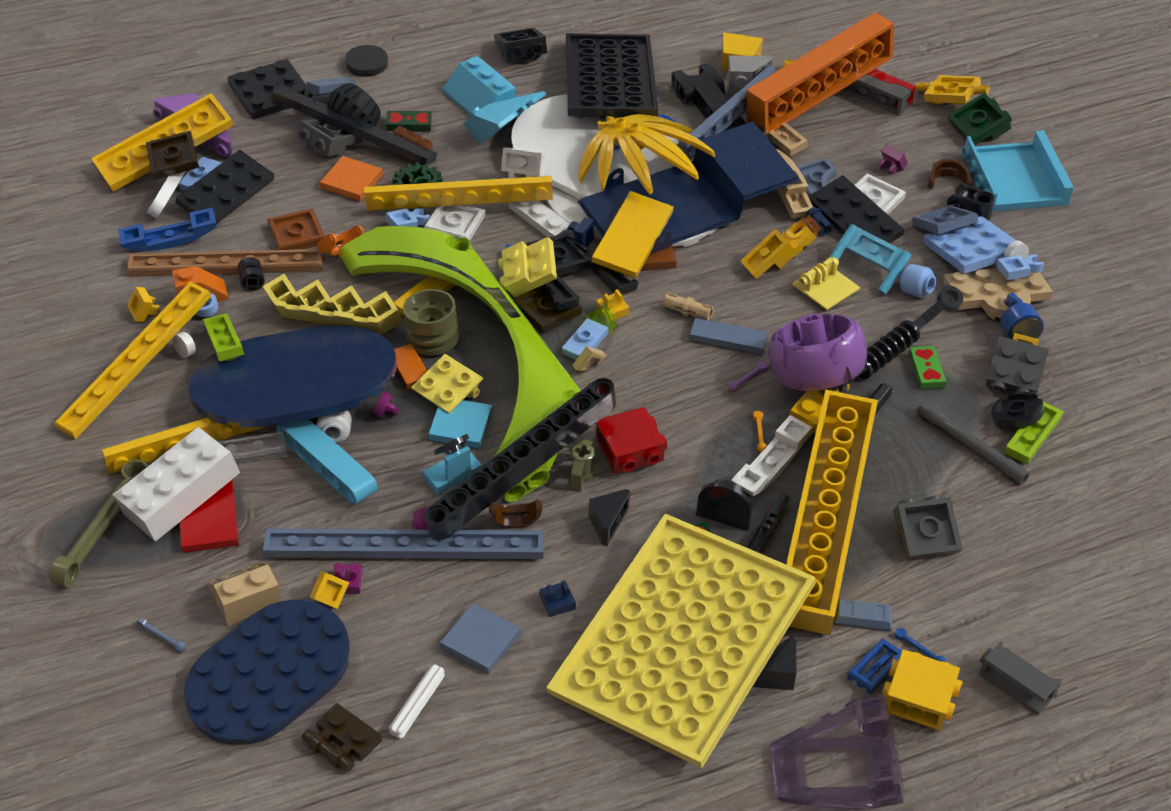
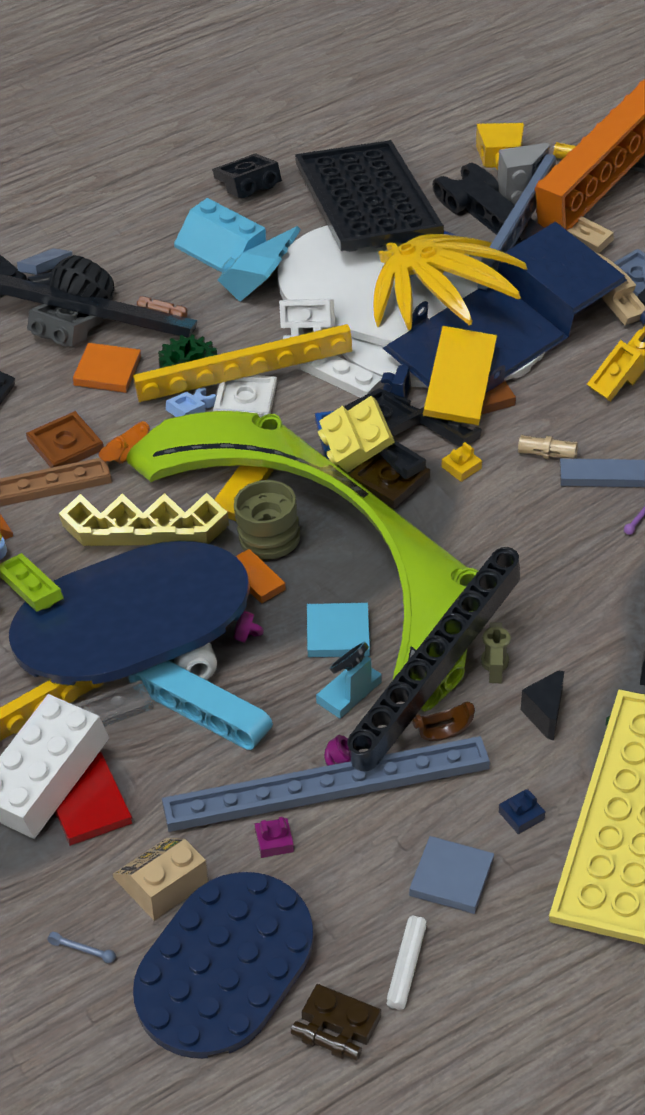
camera: 10 degrees left, 0 degrees up
(251, 274) = (32, 501): black wheel -> none
(329, 589) = (262, 853): yellow tile -> none
(366, 60) = (73, 224): black tile -> none
(409, 120) = (151, 286): dark green tile -> none
(448, 383) = (310, 587): light yellow hinge -> none
(588, 334) = (445, 508): light blue plate -> none
(588, 357) = (457, 526): tan tile -> none
(603, 316) = (456, 479): clear neon green tile -> none
(630, 440) = (541, 613): red brick -> none

